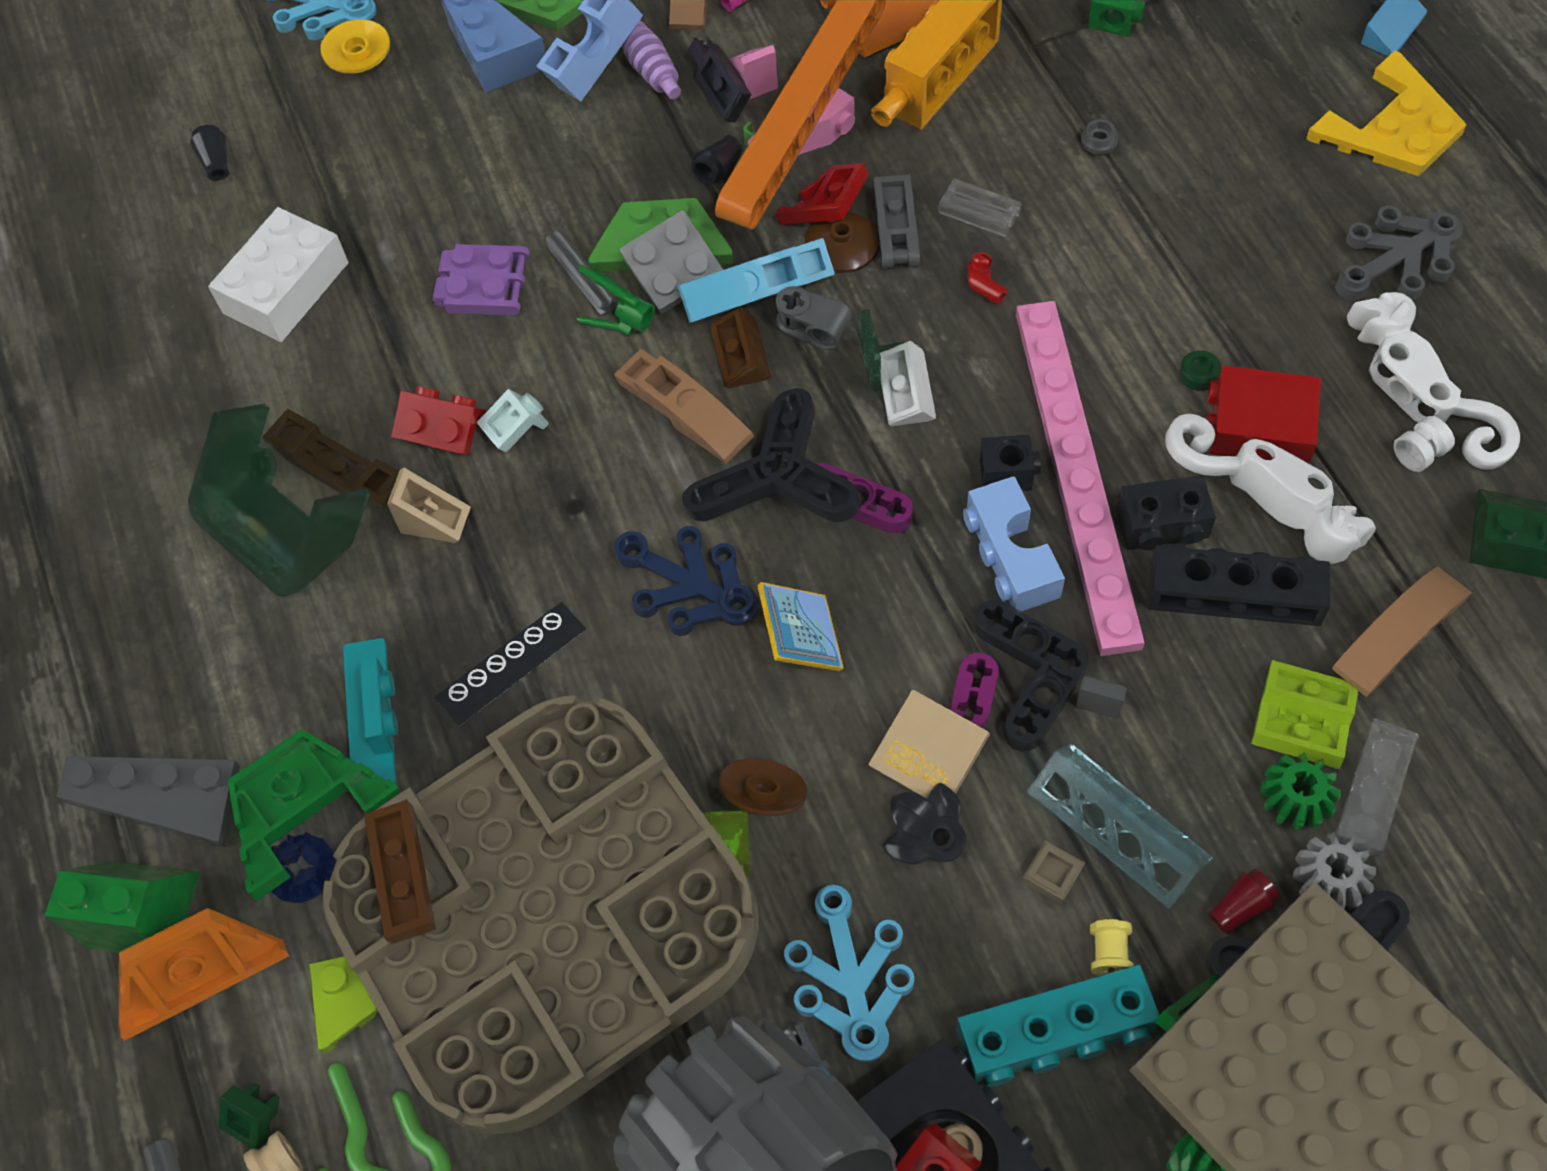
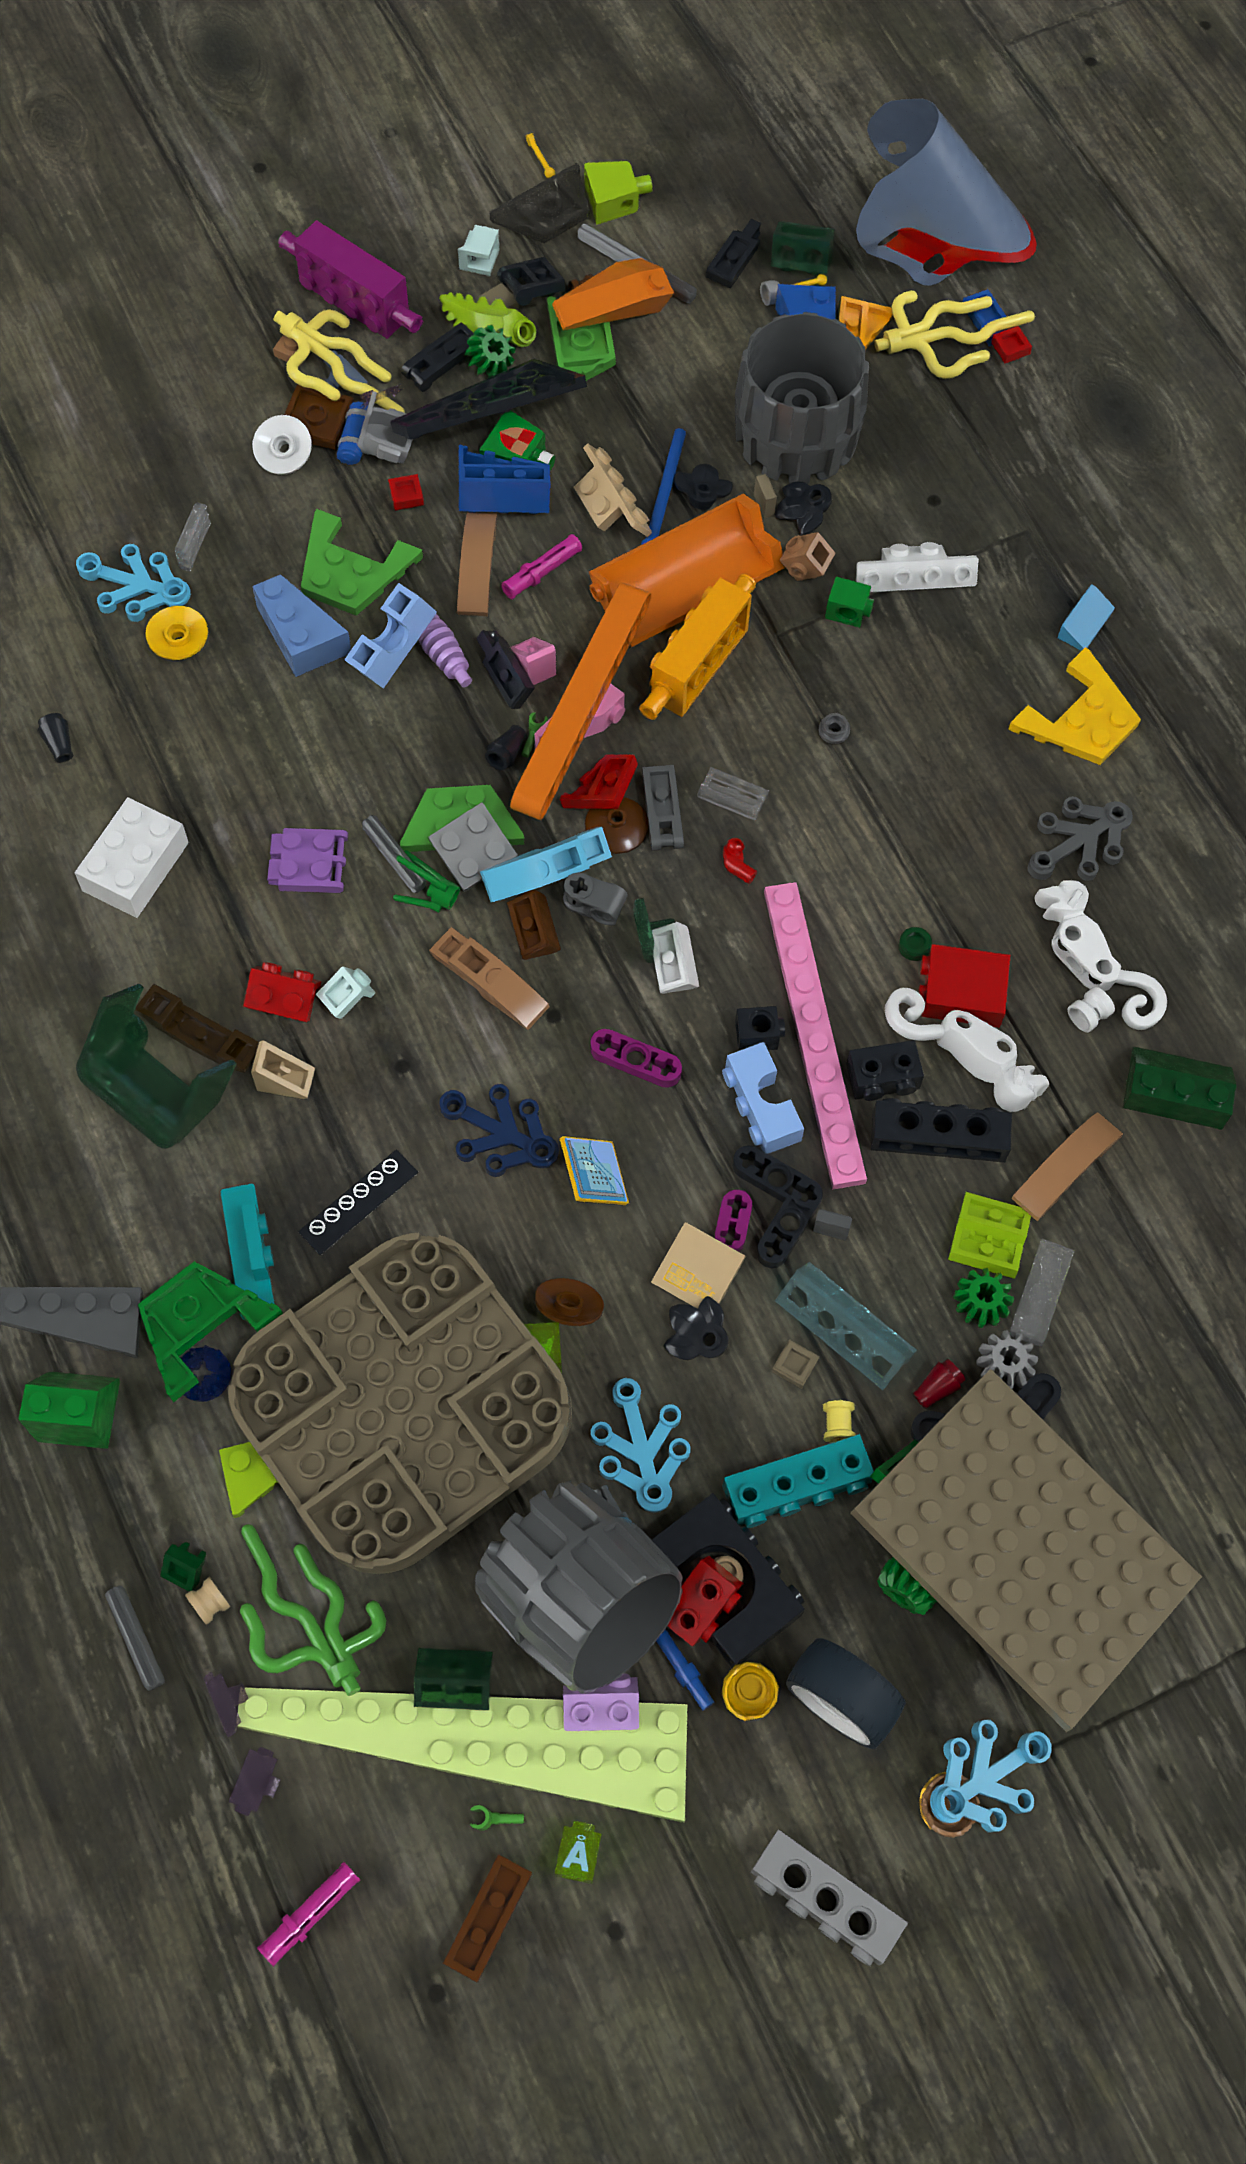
camera: 10 degrees left, 5 degrees up
(188, 967) = (125, 1455): orange wing -> none
(399, 872) = (290, 1377): reddish brown plate -> none
(797, 481) = (588, 1046): black piece -> none

